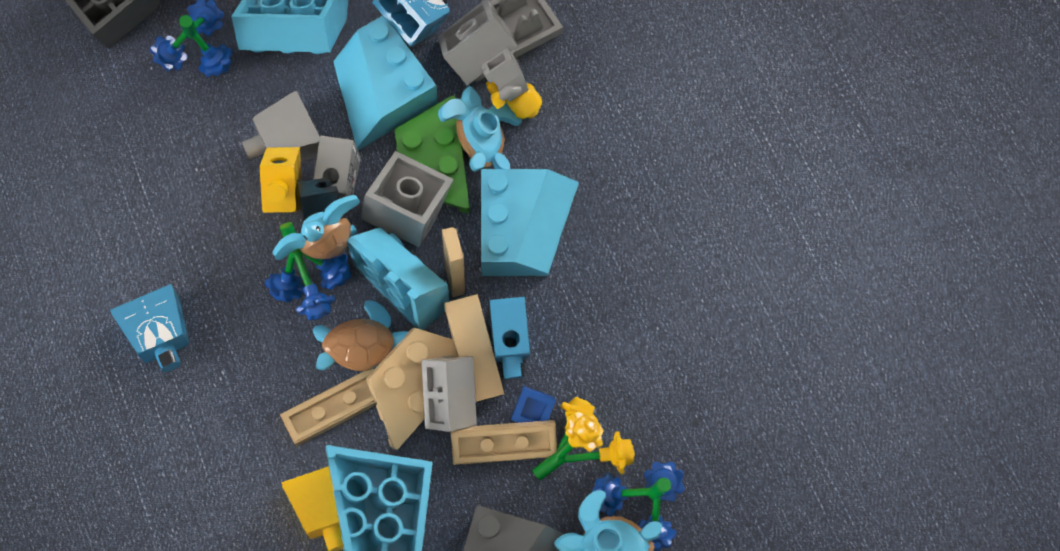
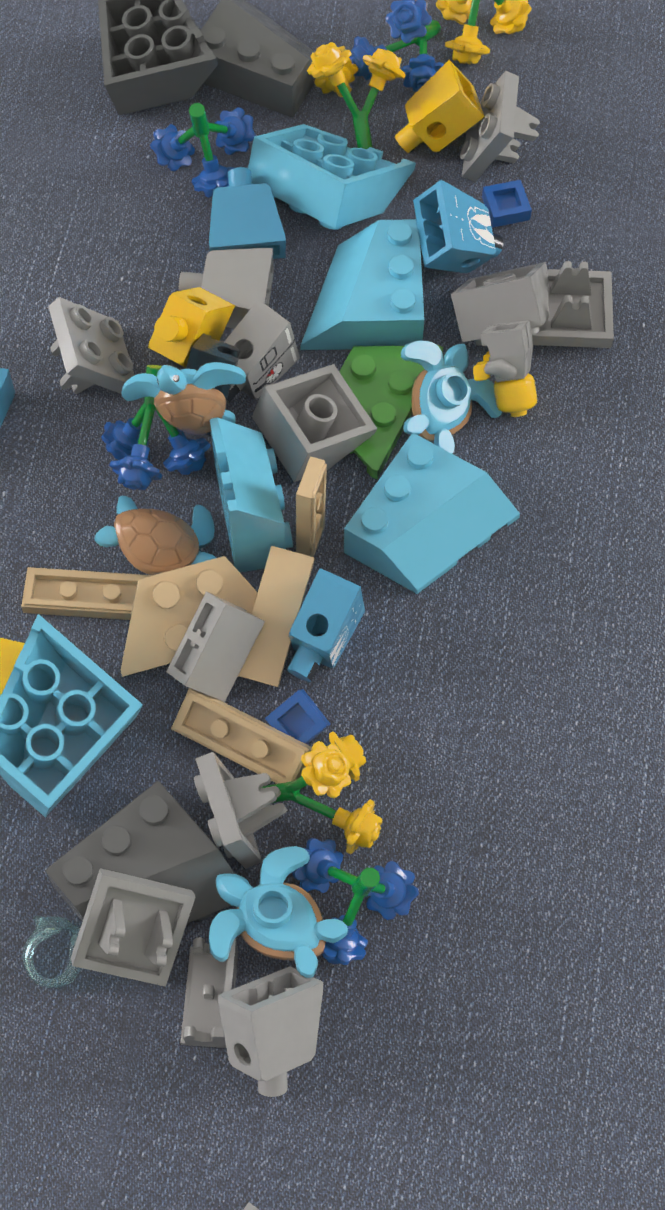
camera: 35 degrees right, 5 degrees down
(218, 234) = (89, 347): none -> light grey plate
(259, 78) = (245, 216): none -> dark azure torso
(539, 489) = (238, 807): none -> light grey plate

